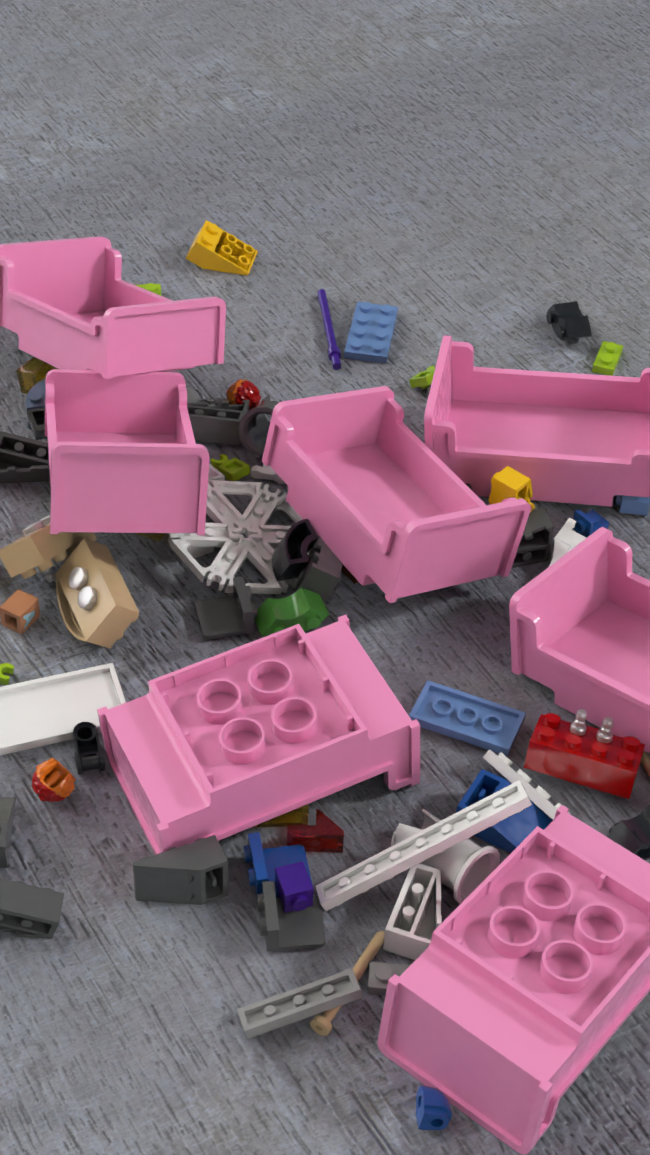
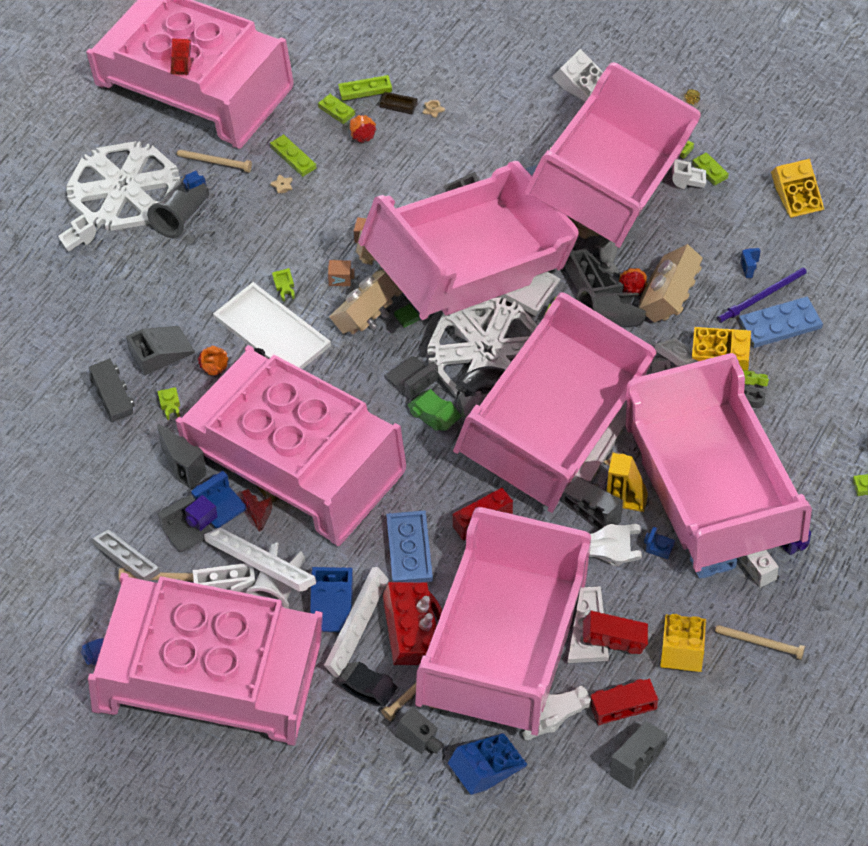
camera: 65 degrees right, 10 degrees up
(72, 857) = (169, 401): none -> lime plate
(134, 583) = (406, 315): none -> bright green tile
(277, 365) = (670, 283): none -> tan piece
(284, 317) = (748, 261): none -> blue bracket
(383, 368) = (718, 342): none -> yellow slope
(465, 635) = (497, 500): none -> red brick

